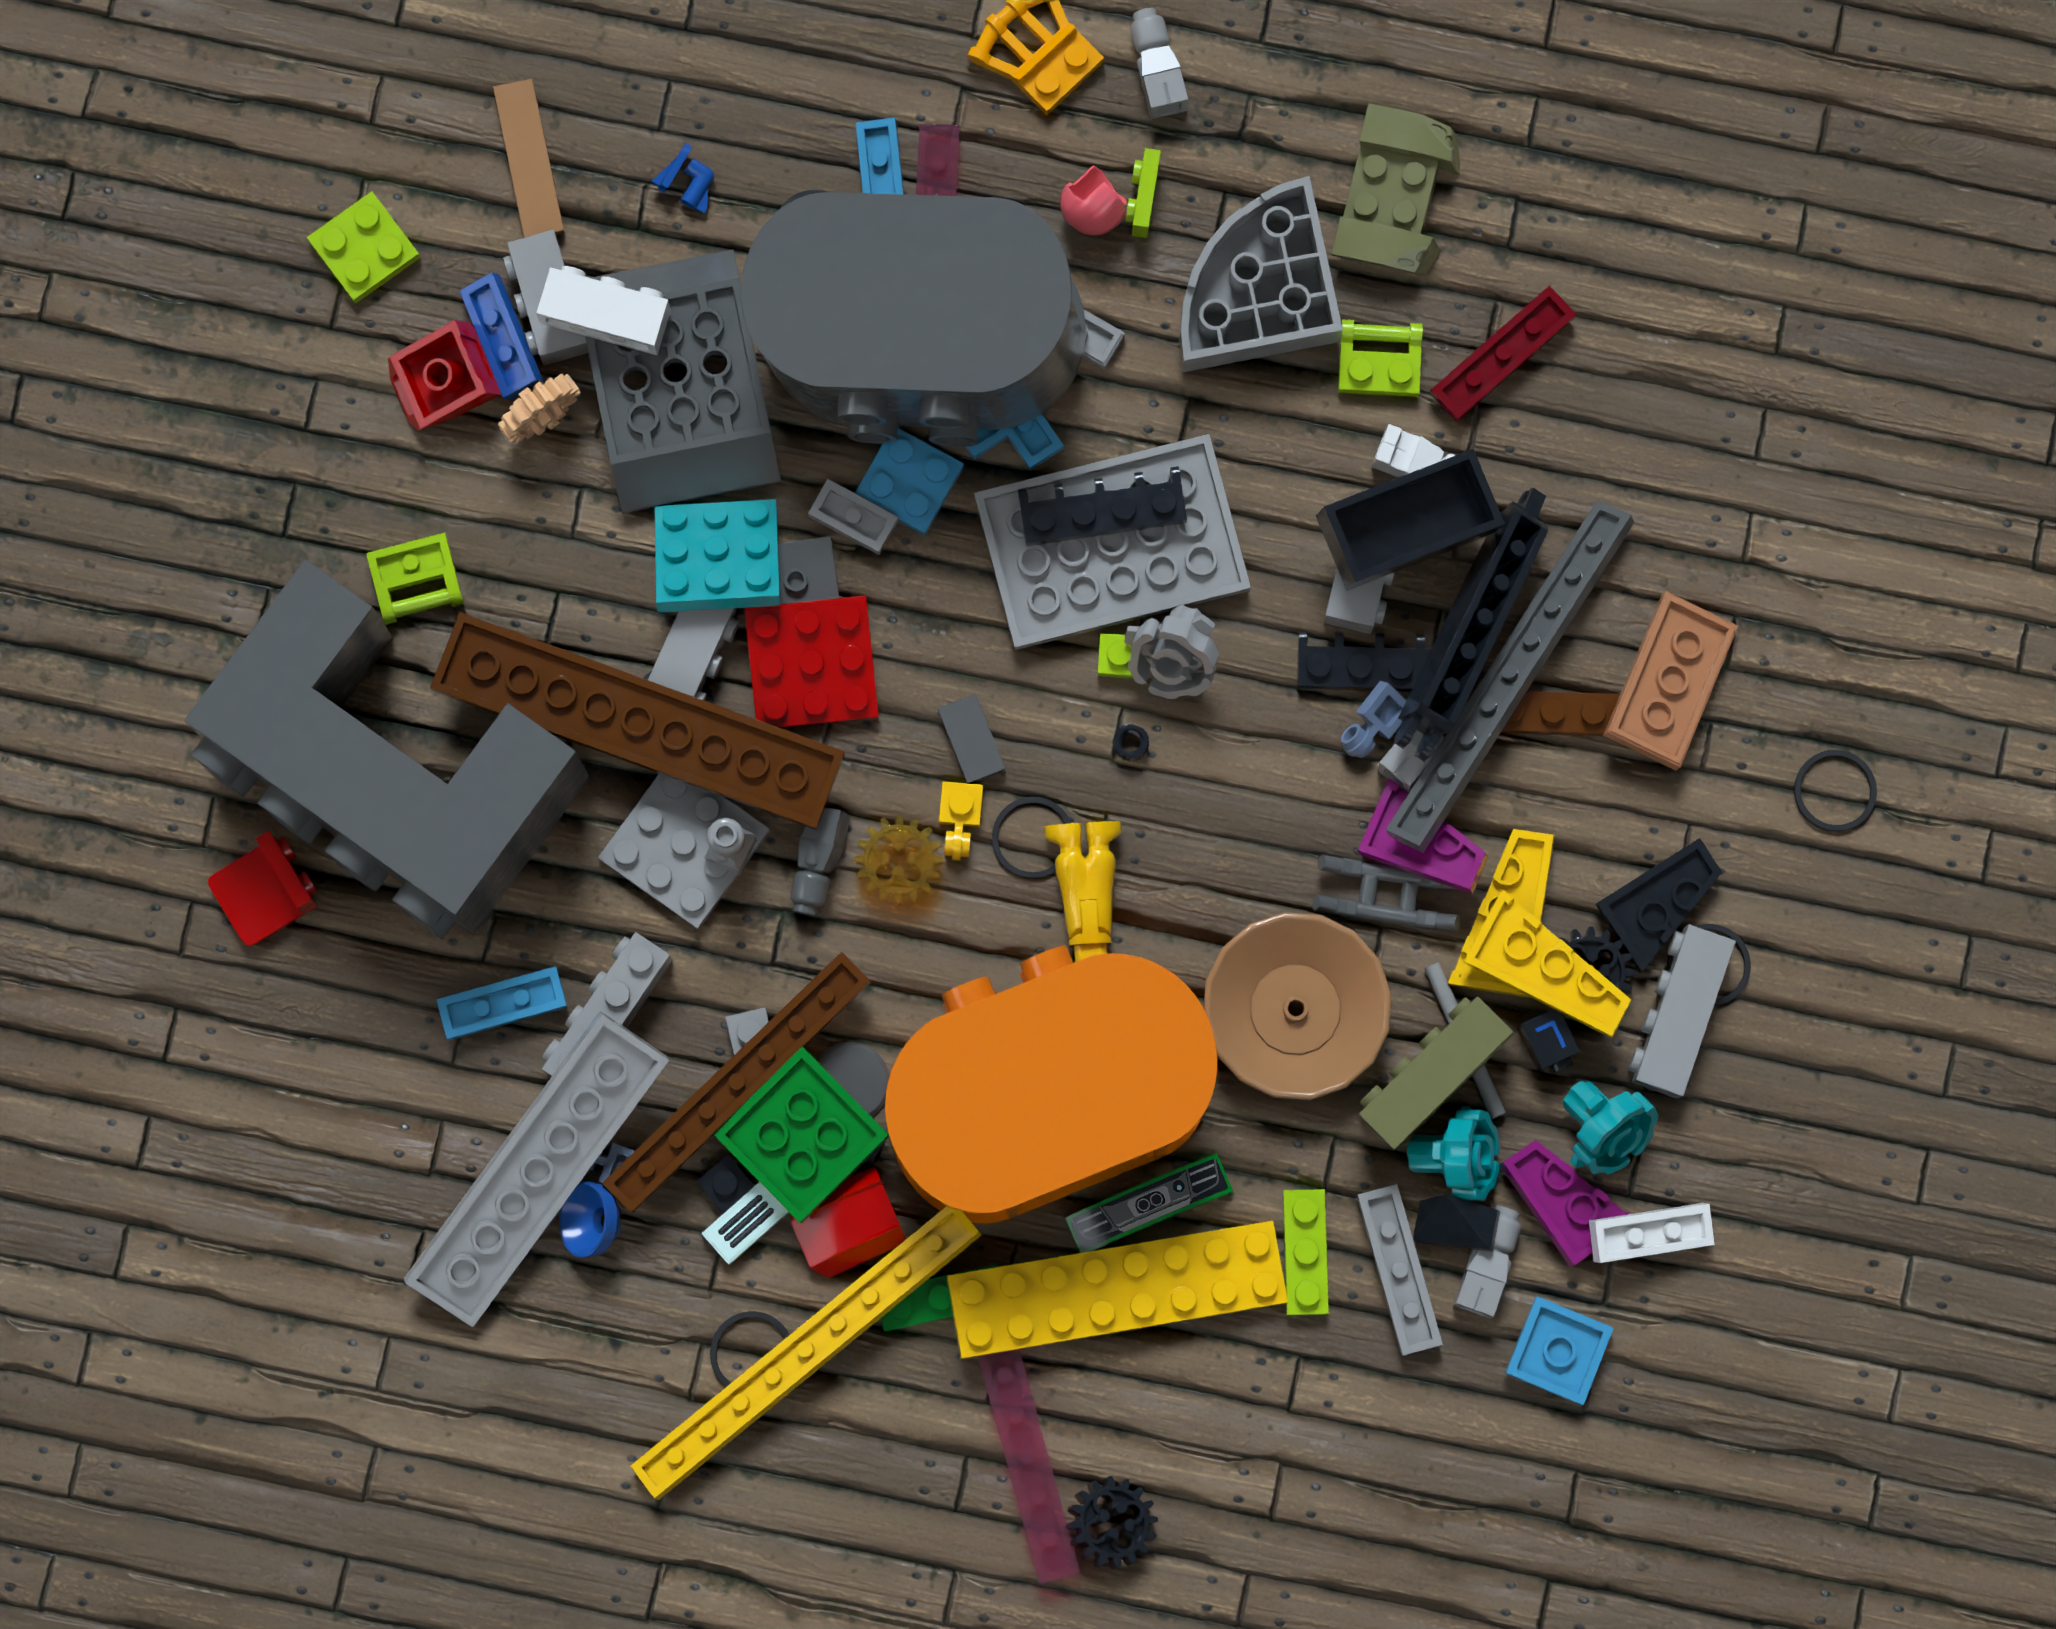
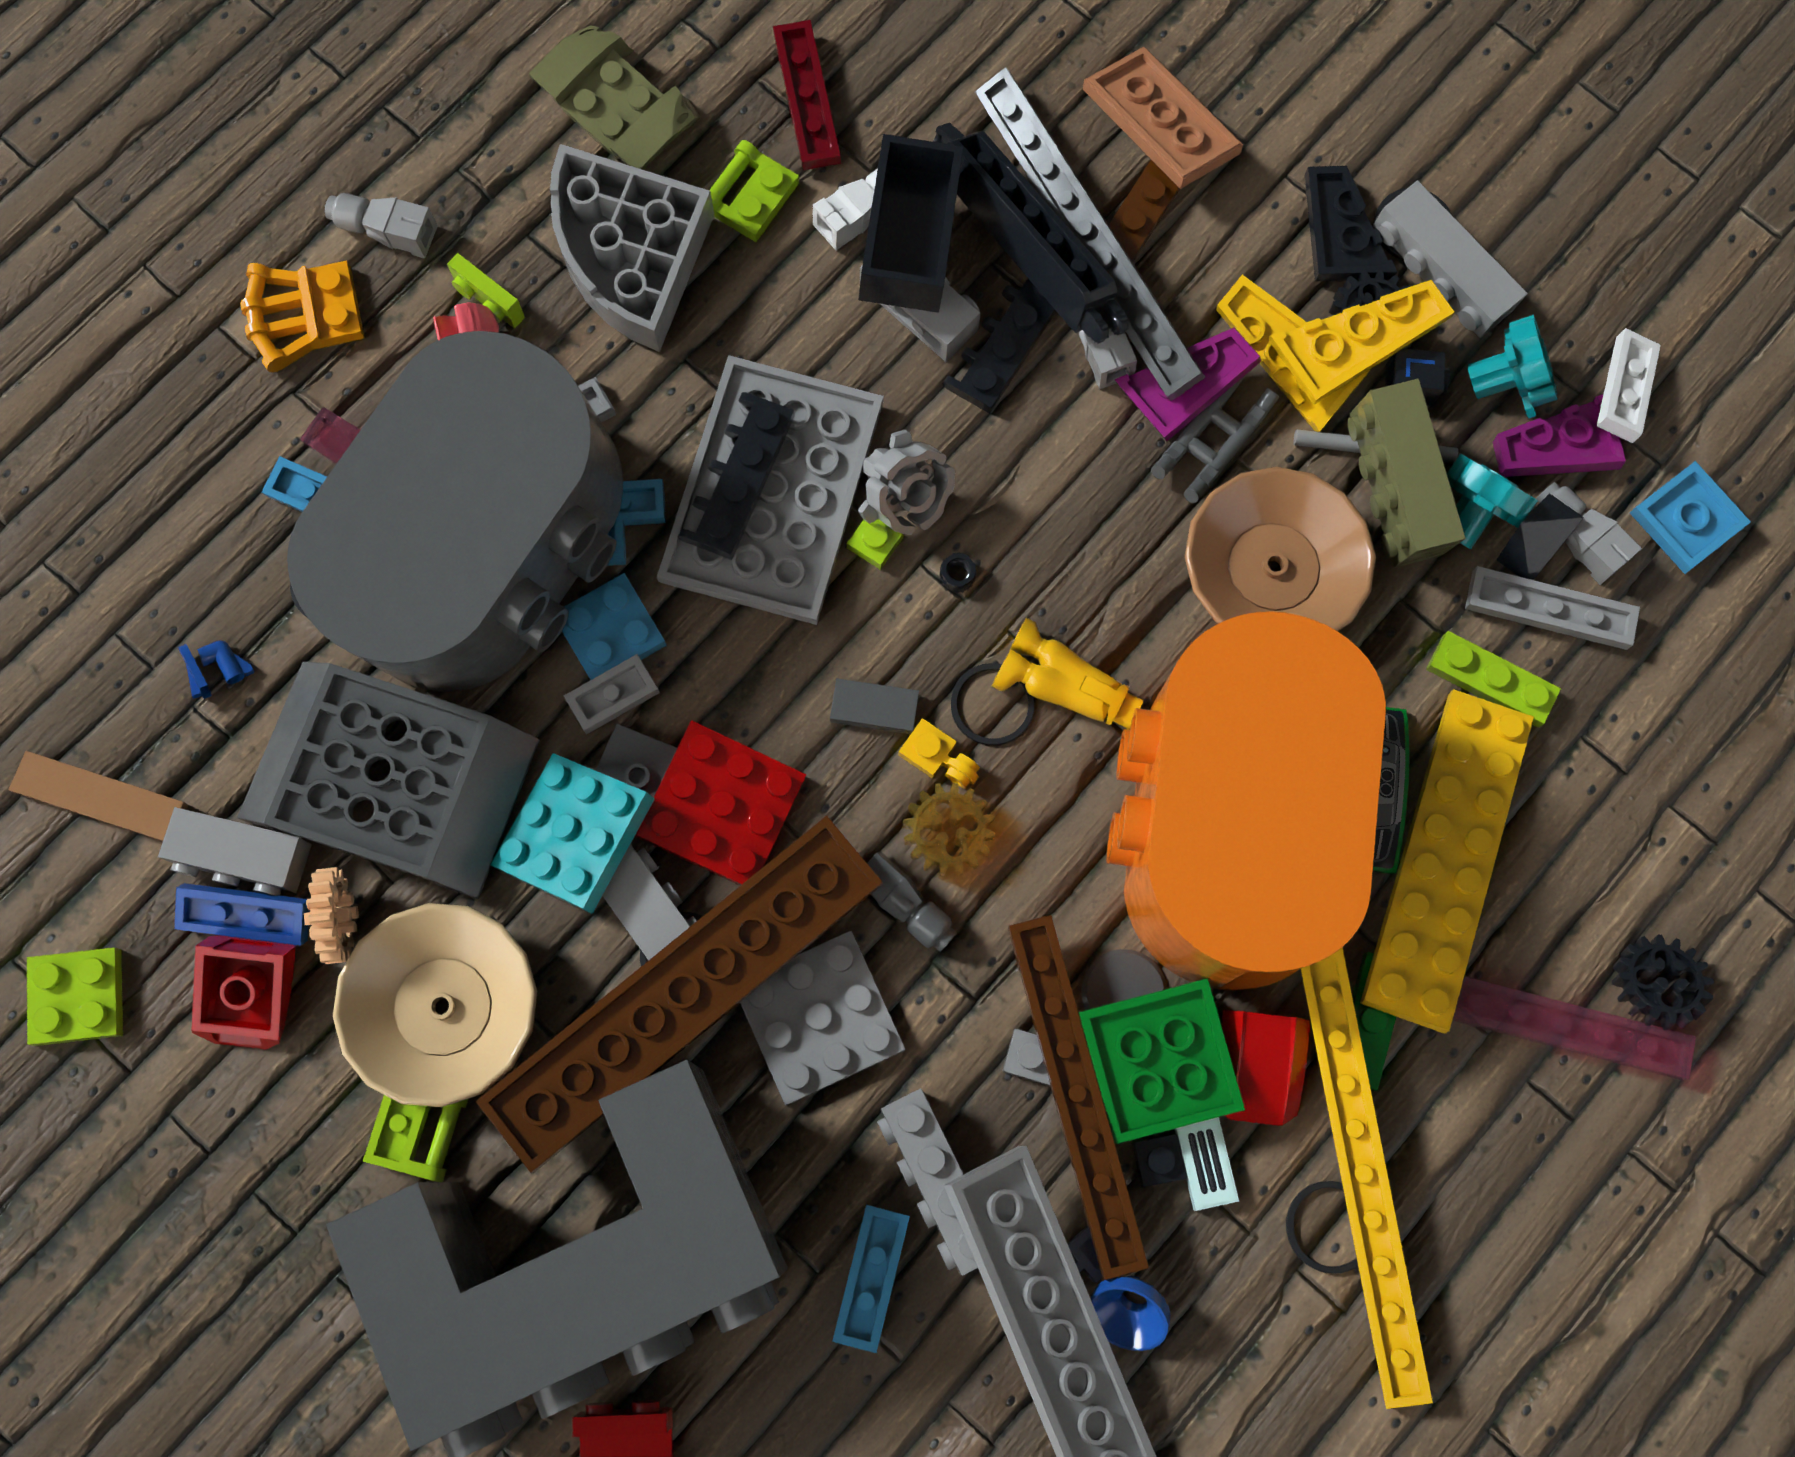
camera: 60 degrees left, 5 degrees down
(511, 493) = (391, 995): none -> tan dish
(604, 309) = (277, 799): white brick -> none
(729, 844) = (851, 972): light grey piece -> none
(1380, 716) = (1057, 353): sand blue plate -> none
(1835, 753) = (1320, 22): black piece -> none

